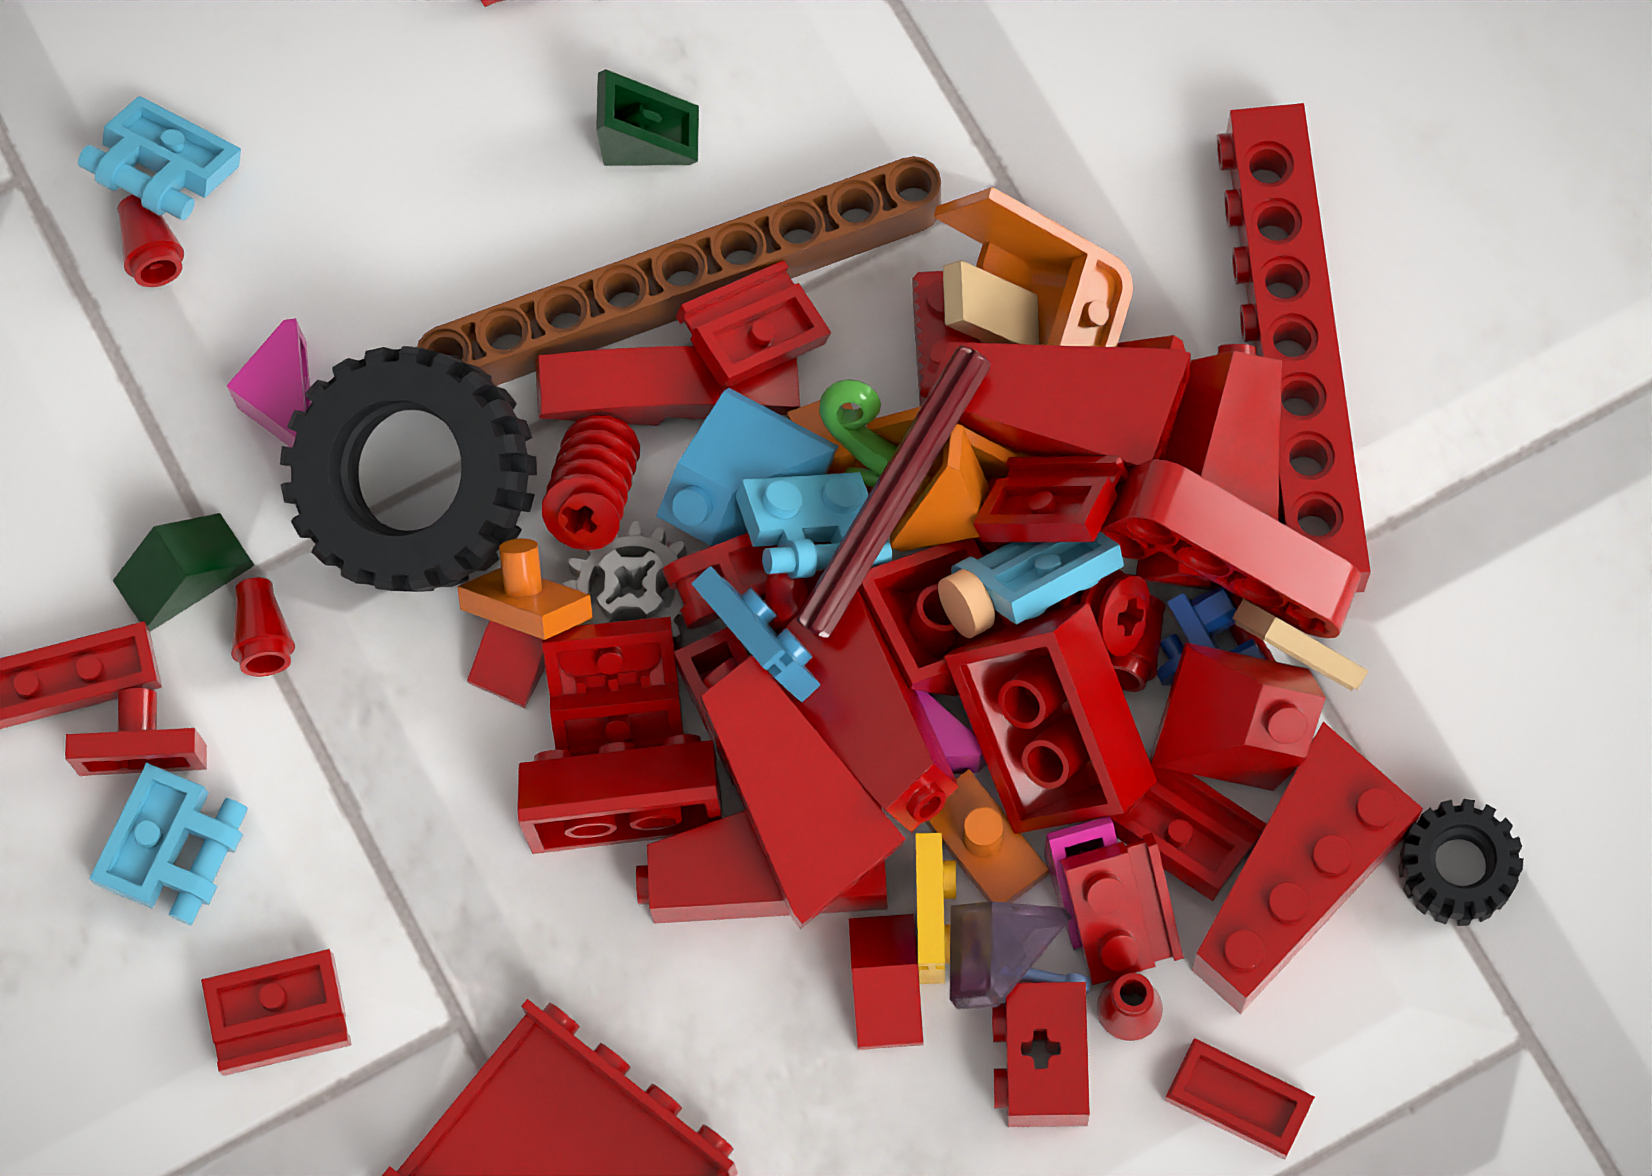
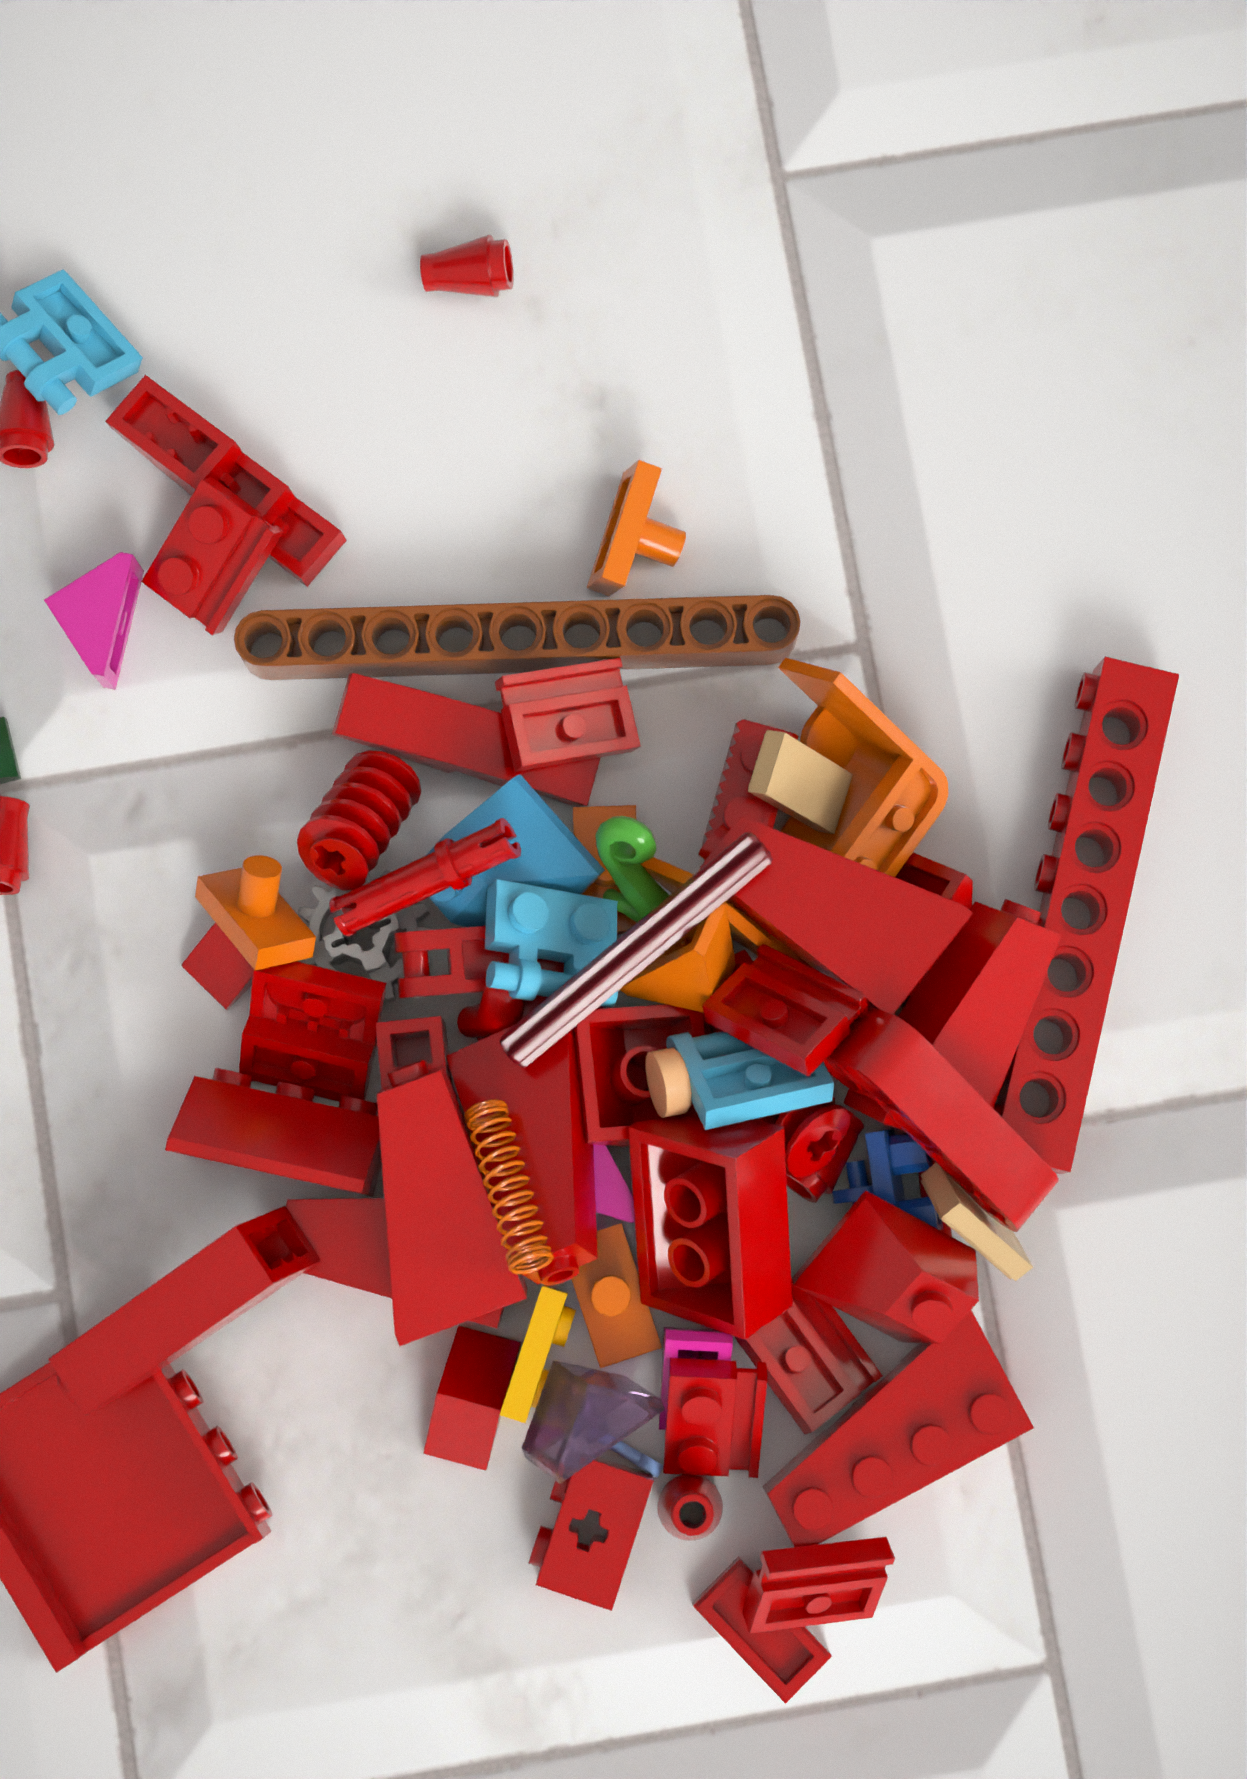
camera: 10 degrees right, 10 degrees up
(329, 454) = (108, 763): black tyre -> none
(357, 232) = (194, 449): none -> red slope
(368, 295) = (212, 555): none -> red plate
(584, 966) = (183, 1309): none -> red slope
(644, 124) = (536, 468): dark green slope -> none
(674, 501) = (448, 866): none -> red pin
(749, 620) = (451, 1027): dark azure plate -> none
(753, 151) = (633, 532): none -> orange tile
(812, 695) = (531, 1256): none -> orange piece
(1275, 1024) = (817, 1584): none -> red plate
(1467, 824) = (1091, 1489): black tyre -> none

